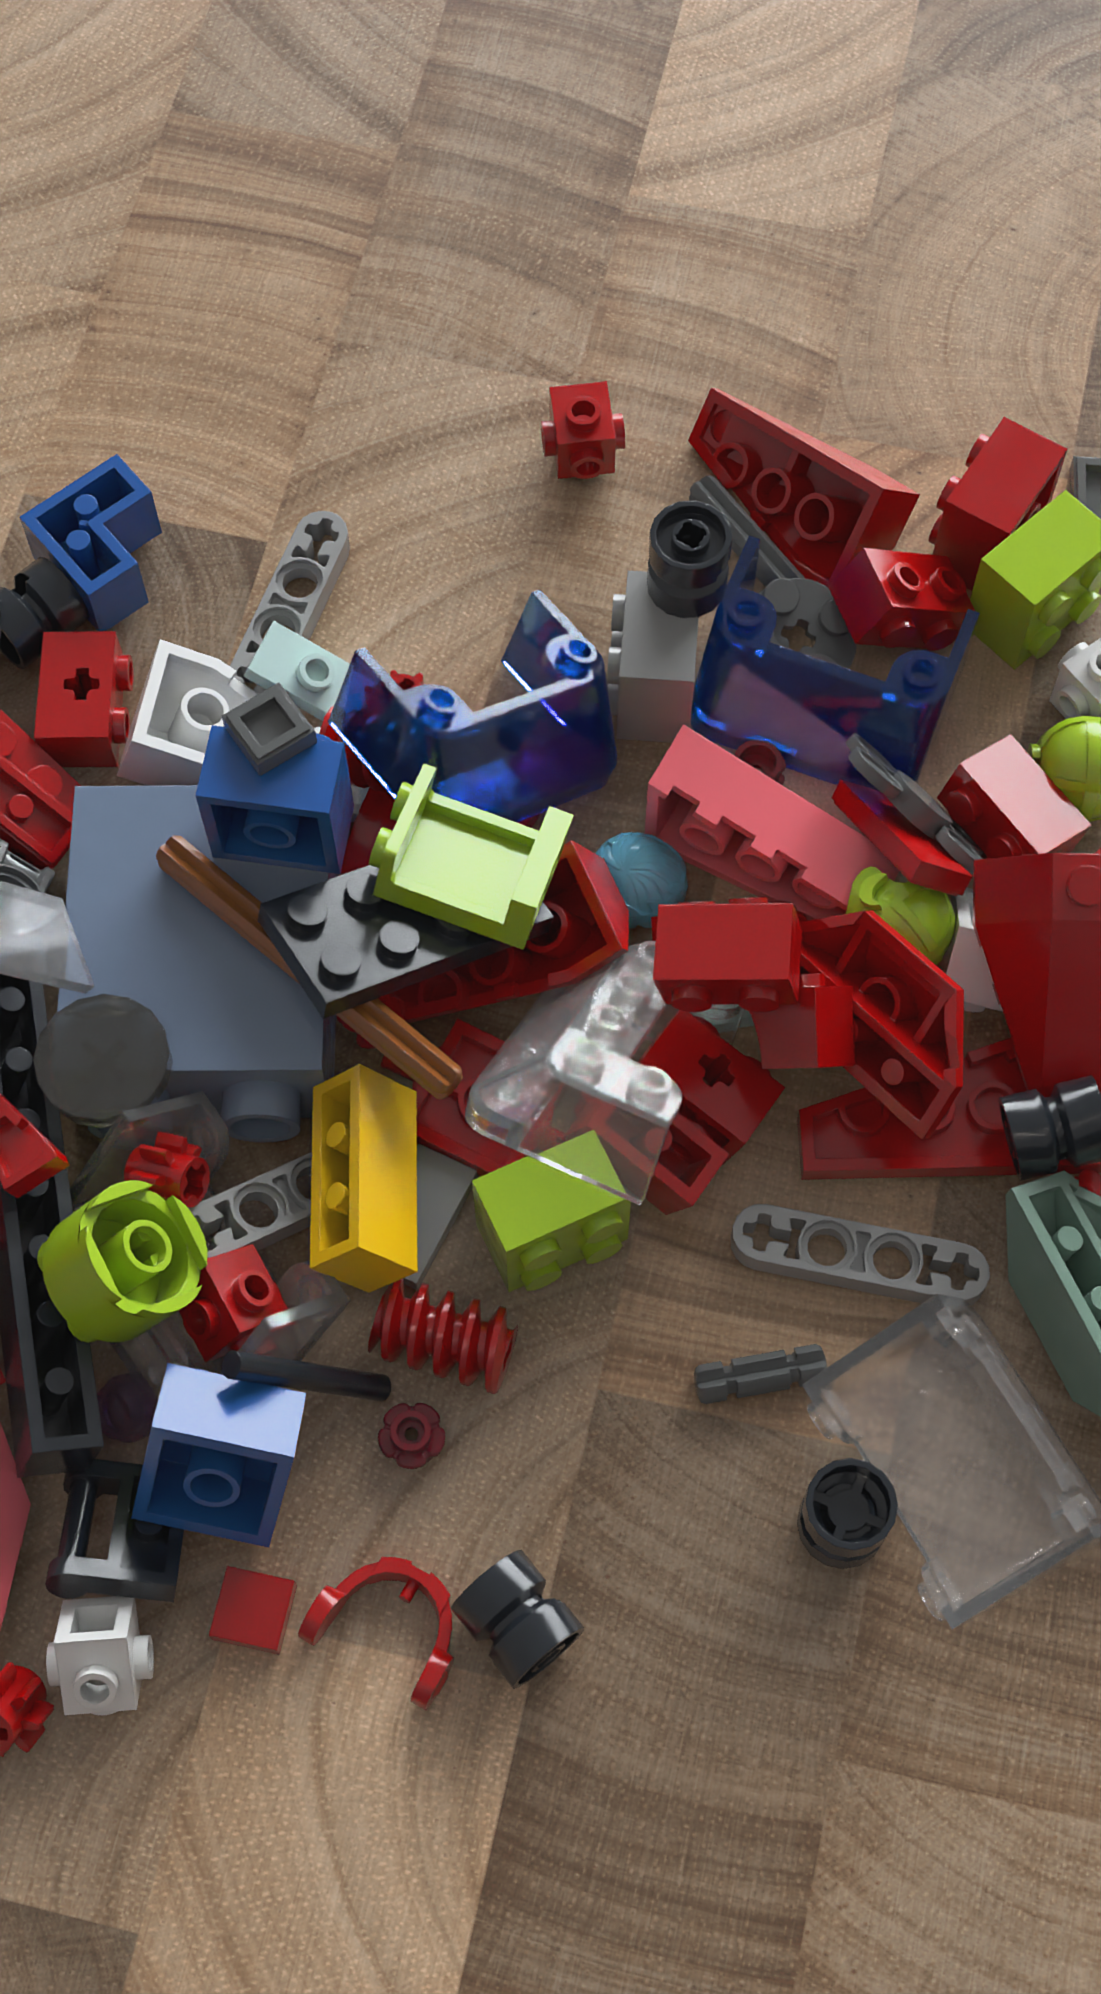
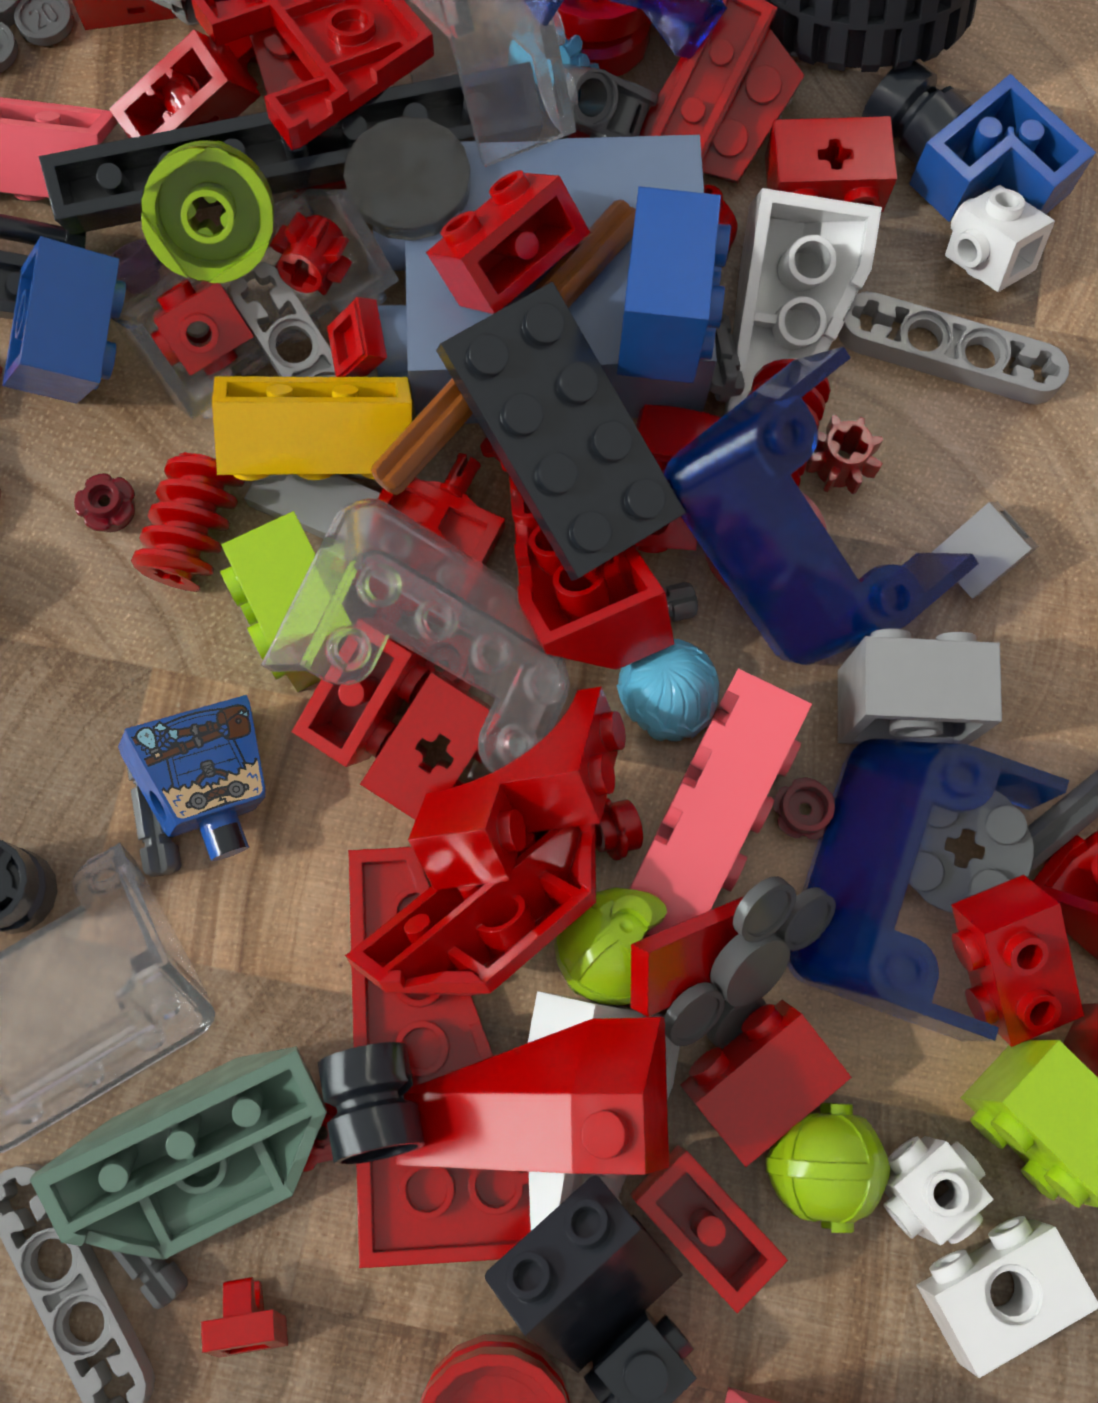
camera: 85 degrees right, 10 degrees up
(183, 554) = (998, 237): none -> white brick
(206, 949) = (508, 240): none -> red brick
(268, 1136) = (357, 339): none -> red tile
(269, 729) = (714, 243): dark grey tile -> none
(301, 667) = (877, 353): light aqua plate -> none
(305, 1376) = (129, 389): black bar -> none
(467, 862) = (618, 476): panel -> none
(499, 594) = (995, 543): none -> light grey brick
(688, 559) = (1005, 692): black wheel -> none
(726, 1310) = (199, 772): none -> torso
(728, 955) = (511, 737): red brick -> none
(859, 1244) = (259, 907): light grey beam -> none

